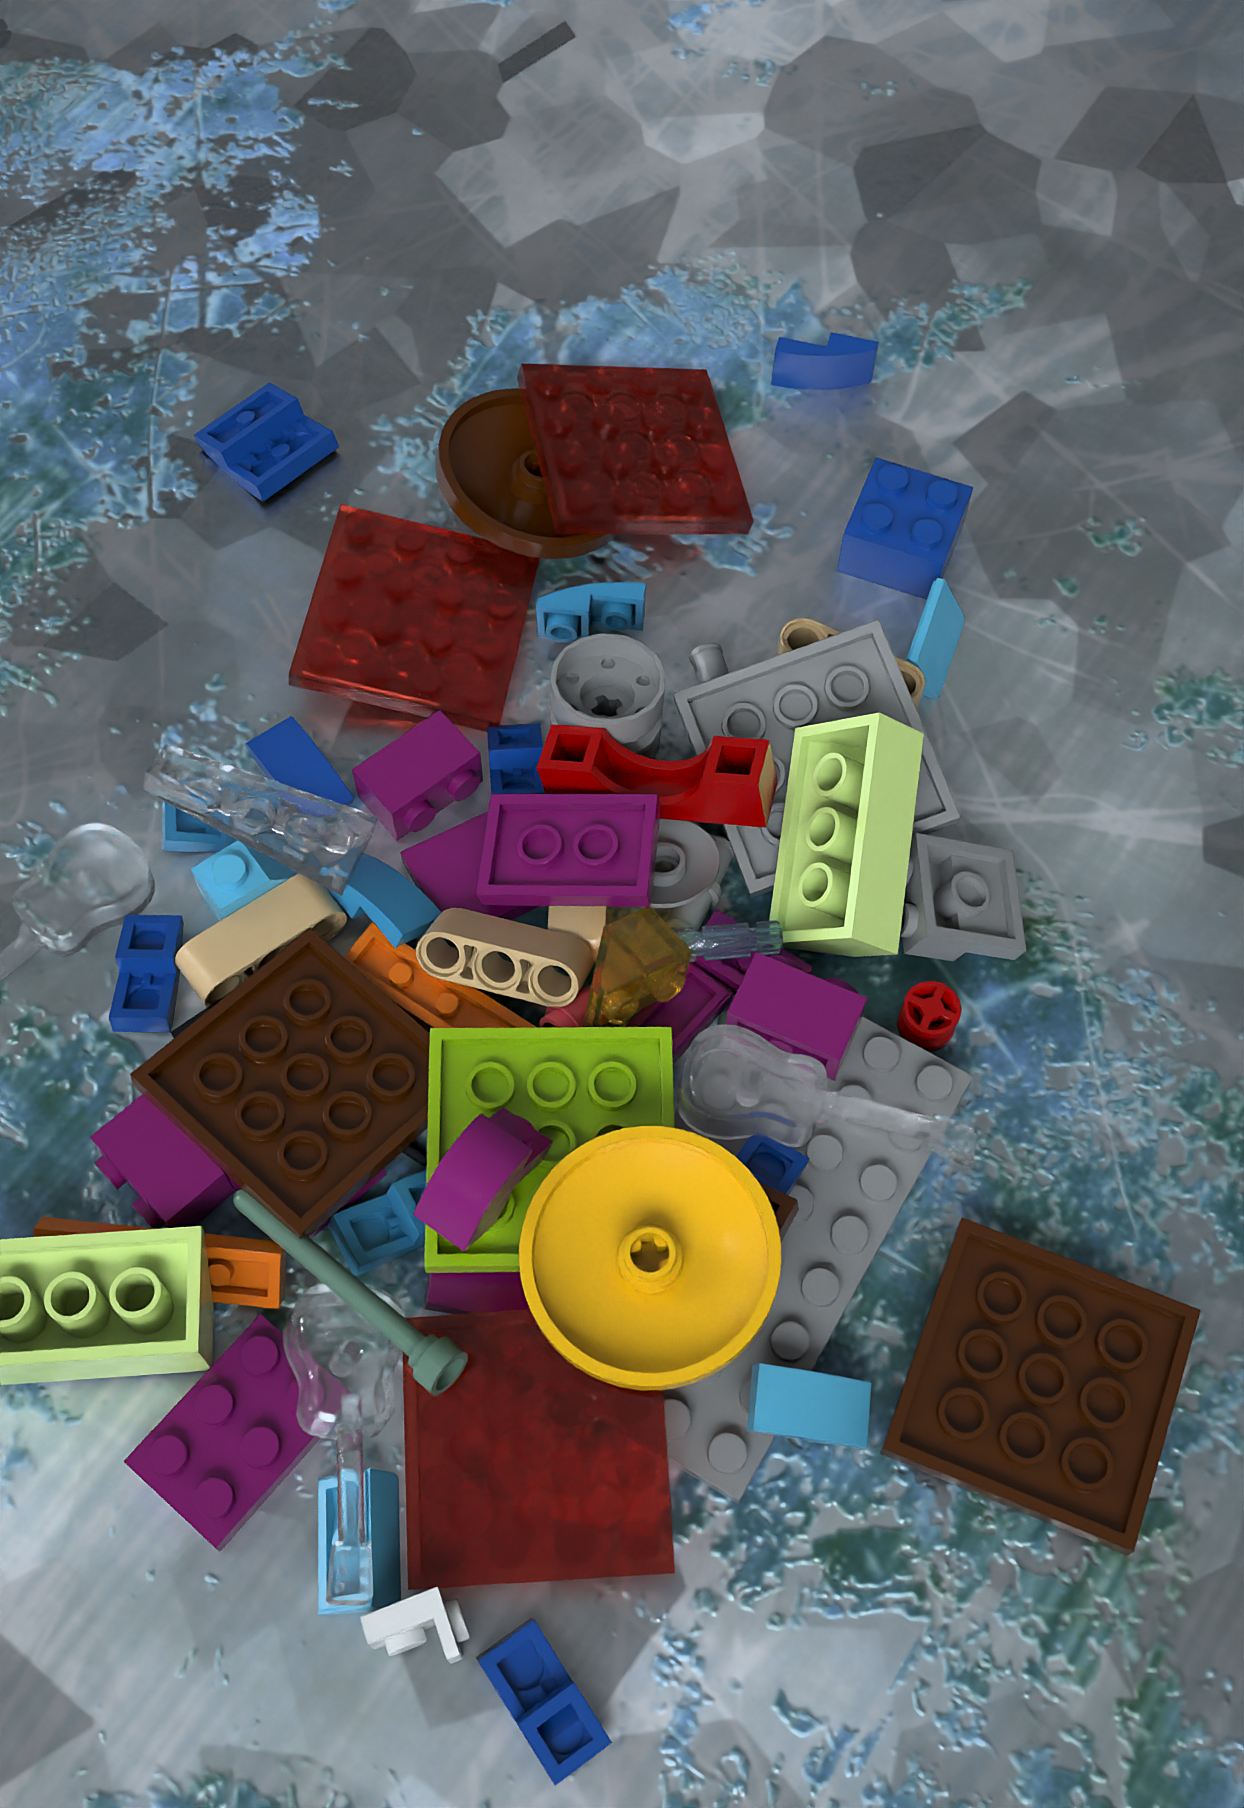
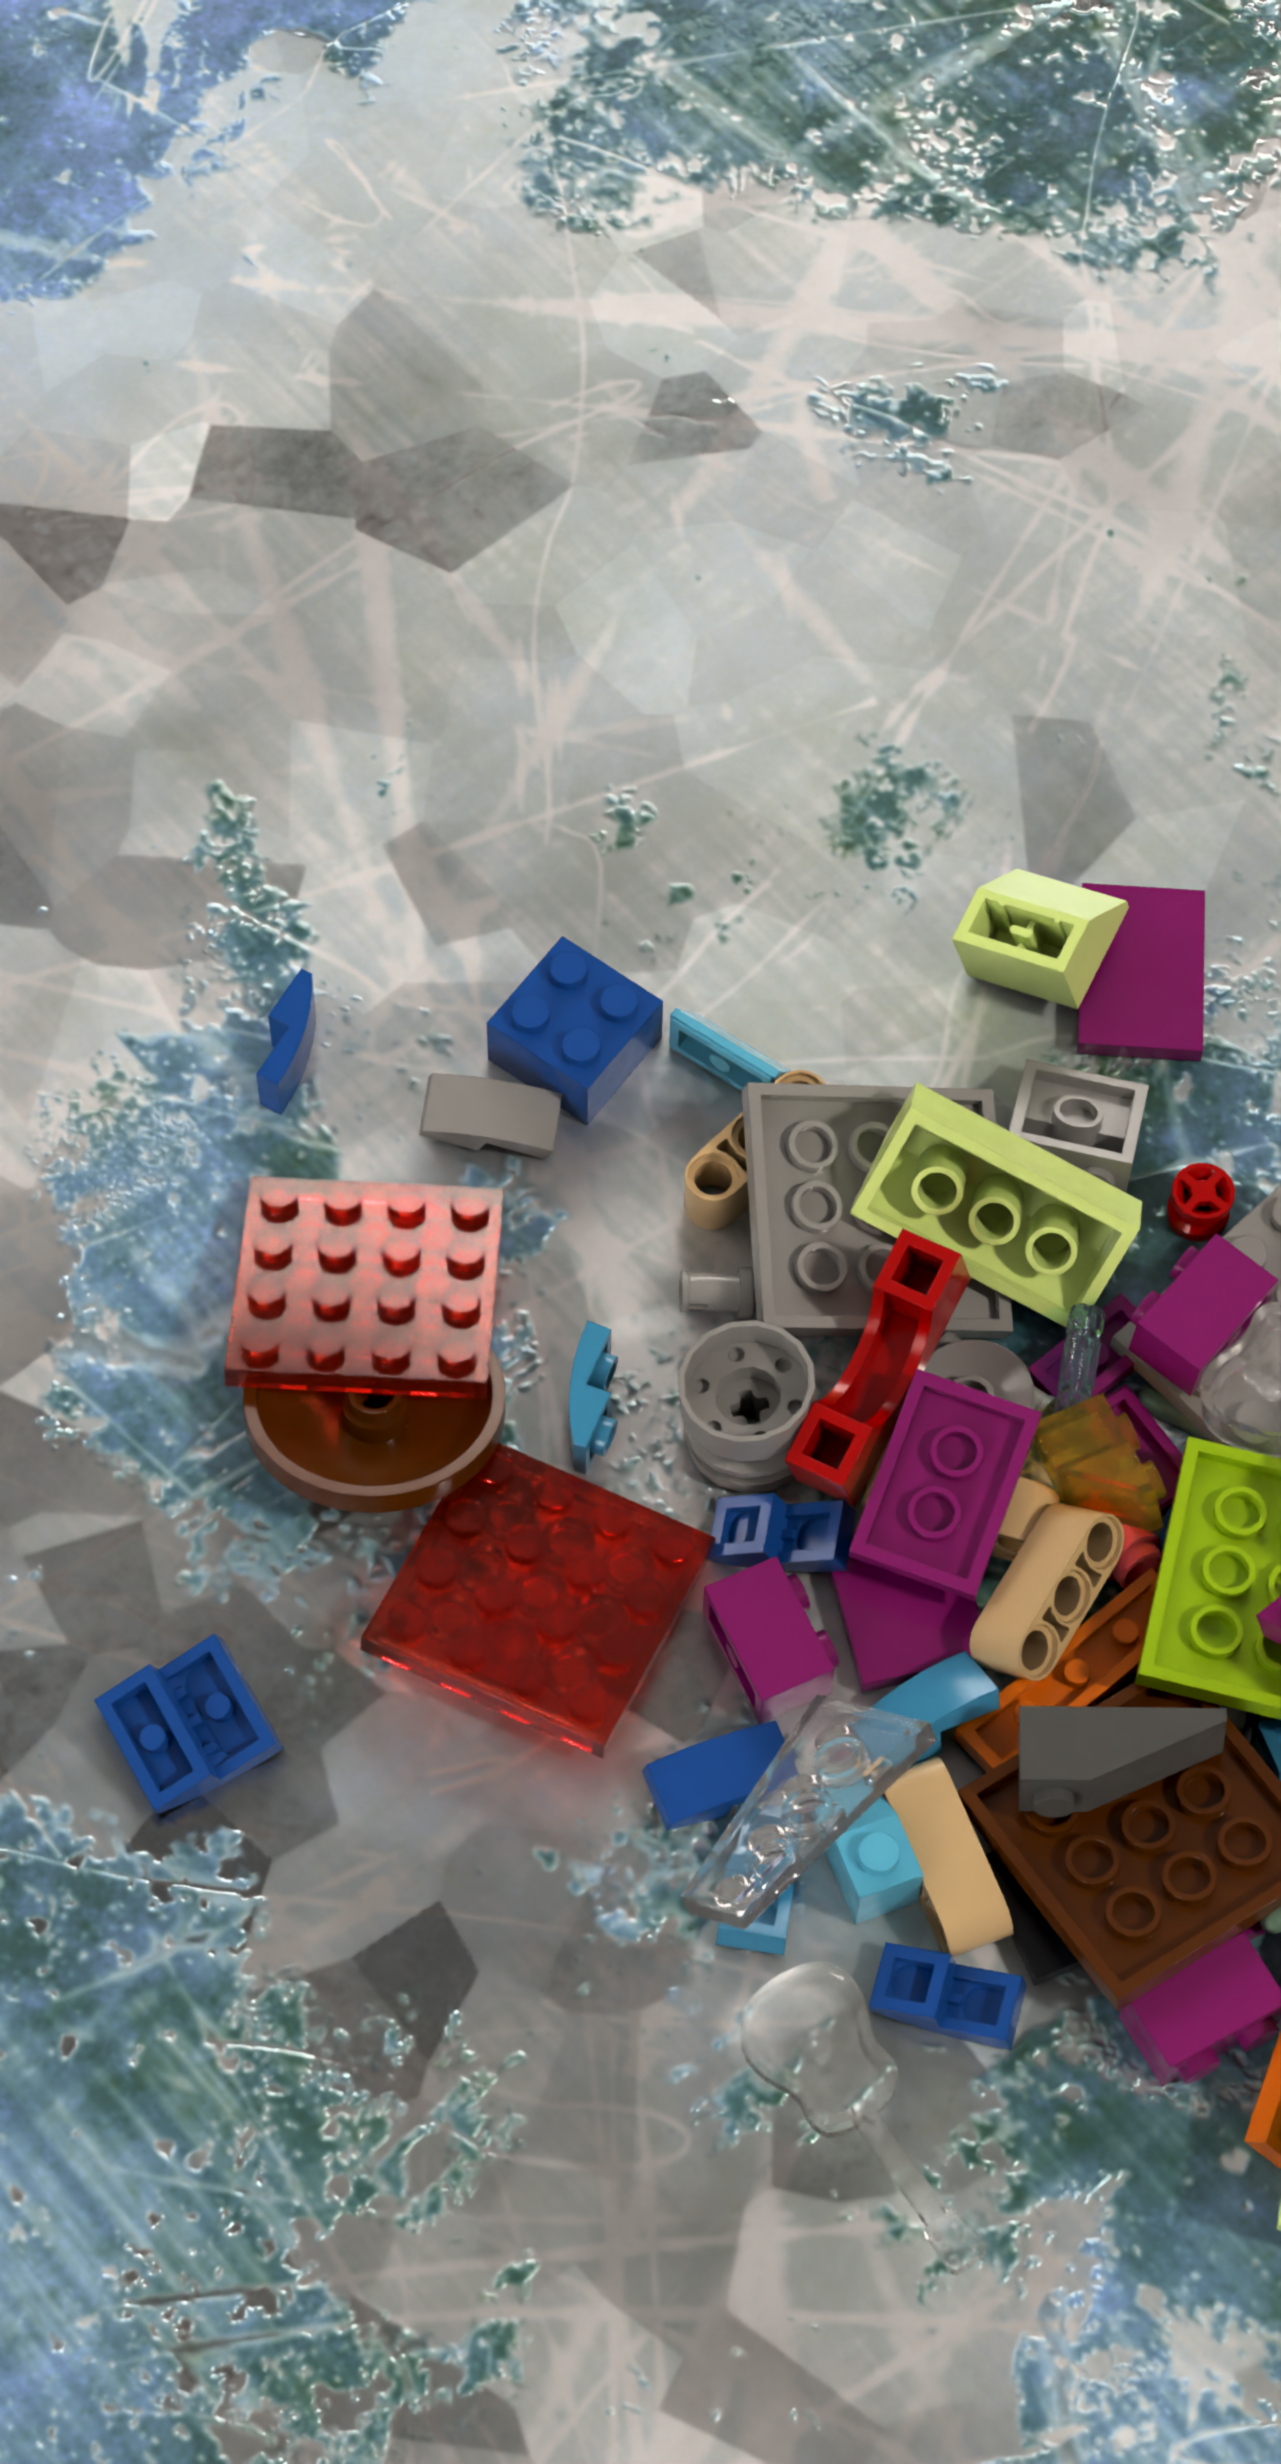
camera: 75 degrees left, 0 degrees up
(347, 1014) = (1095, 1755): none -> dark grey slope
(812, 497) = (490, 1111): none -> light grey slope
(1135, 825) = (1038, 935): none -> yellowish green slope
(1142, 928) = (1150, 980): none -> magenta tile

